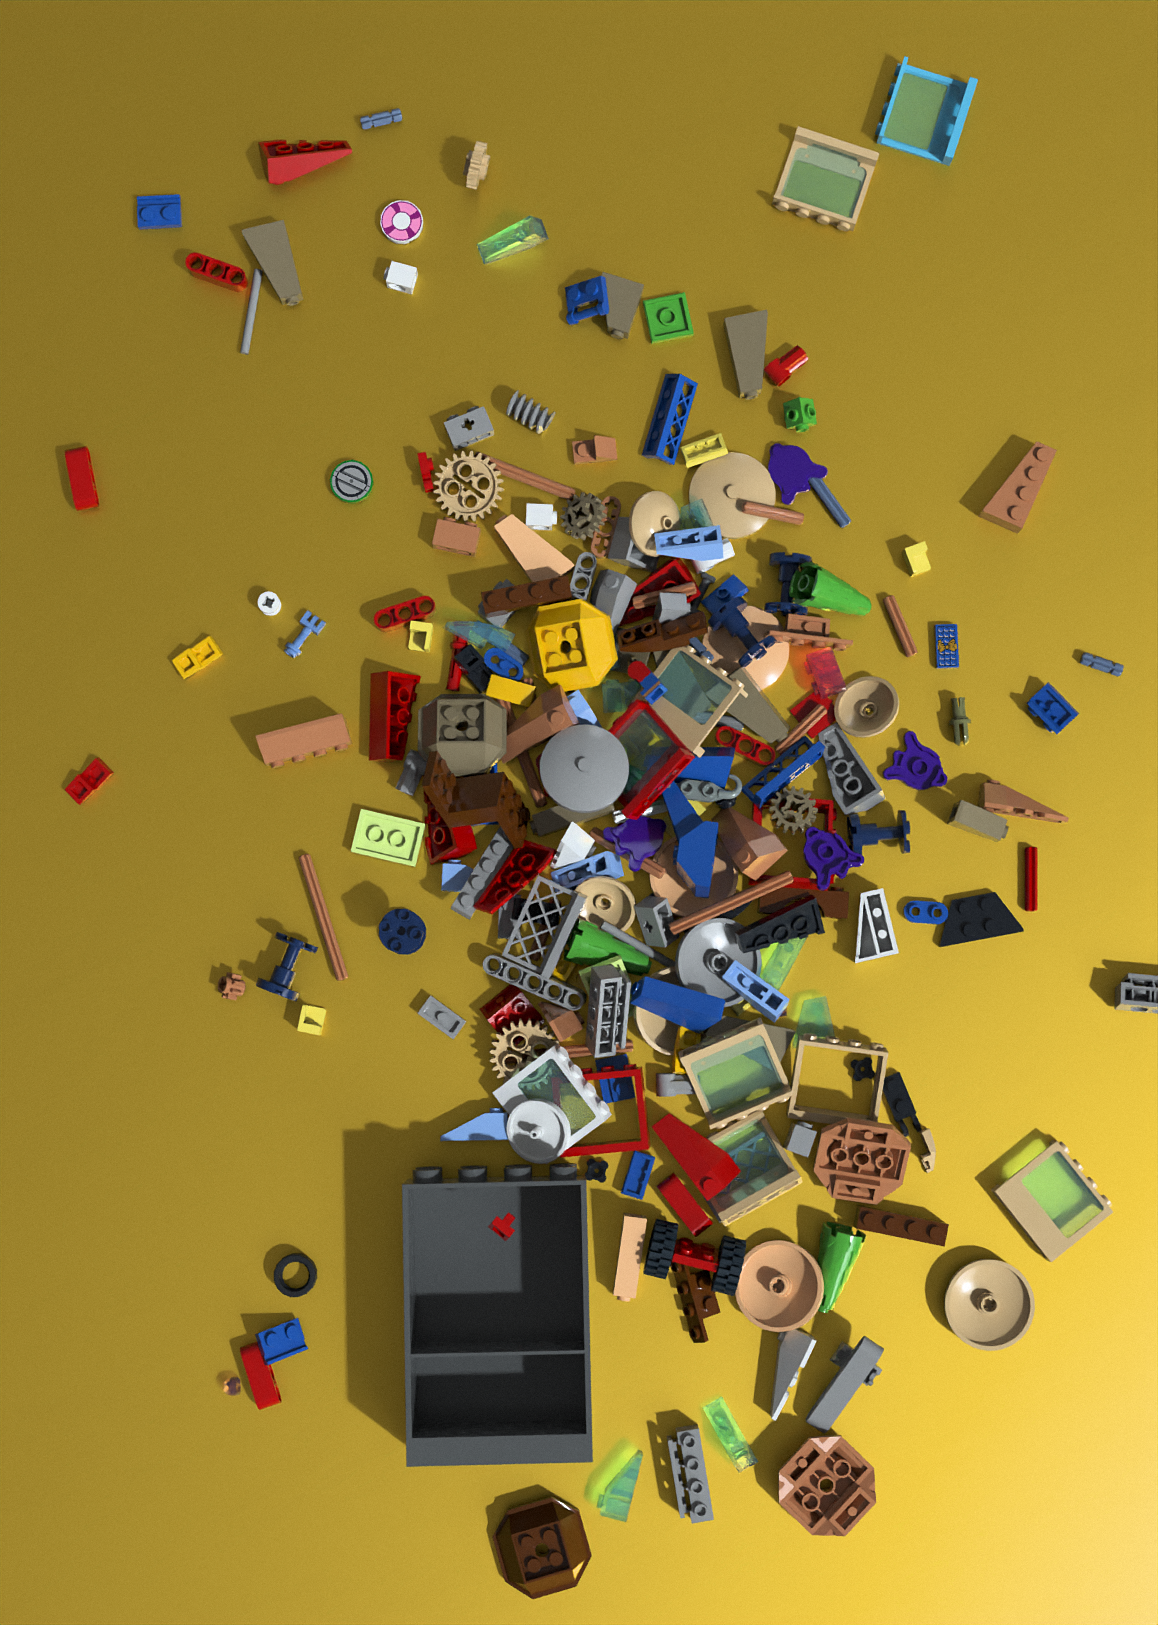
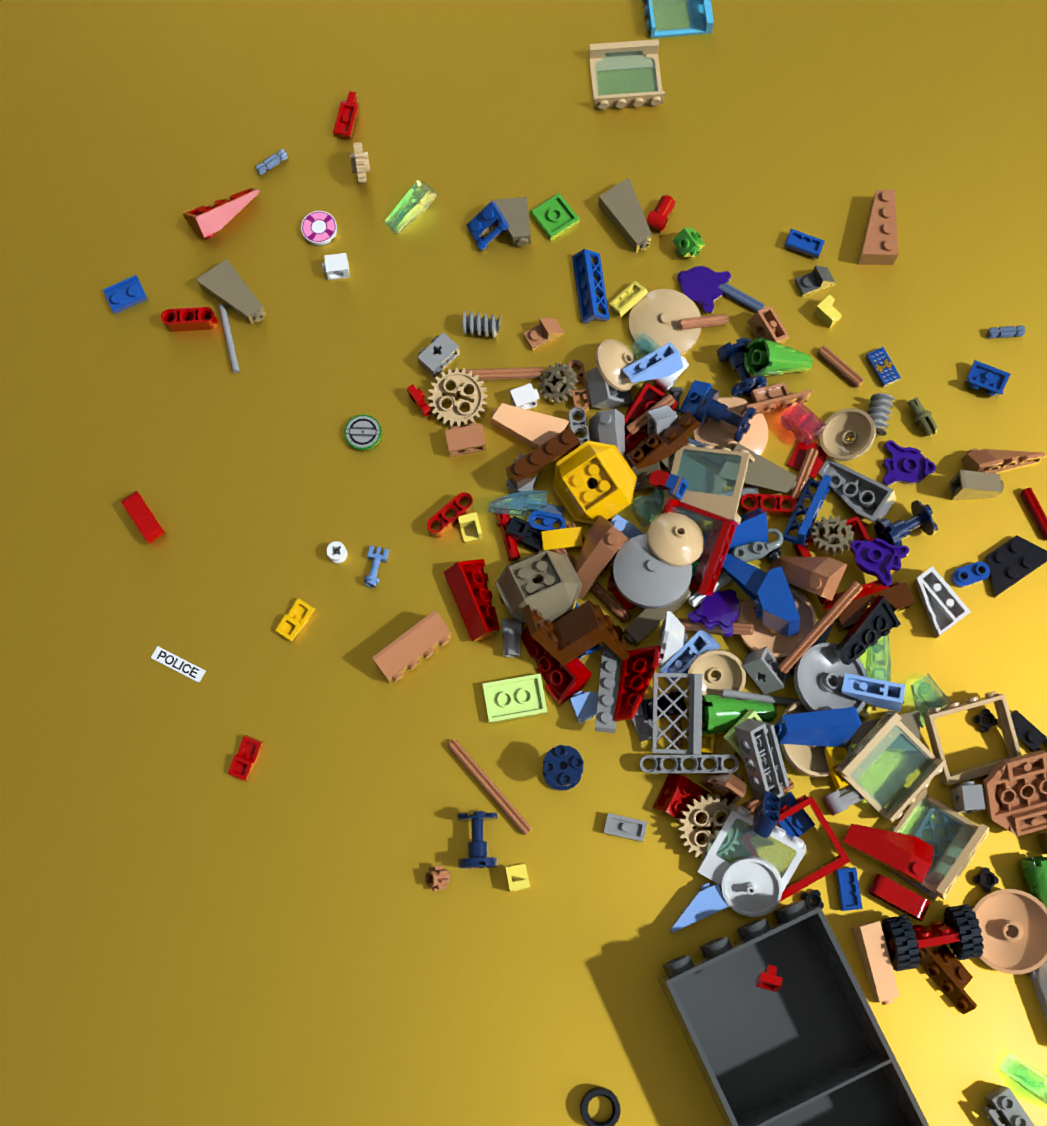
camera: 20 degrees left, 10 degrees down
(58, 652) = (178, 664): none -> white sticker
(487, 99) = (346, 117): none -> red hinge
(581, 1067) = (766, 814): none -> dark blue beam
(613, 755) = (670, 545): none -> tan dish
(787, 1229) = (980, 879): none -> black plate
(839, 551) = (767, 325): none -> nougat brick
(913, 696) = (880, 411): none -> light grey piece
(921, 516) = (814, 281): none -> dark grey slope
(929, 468) = (804, 243): none -> blue plate

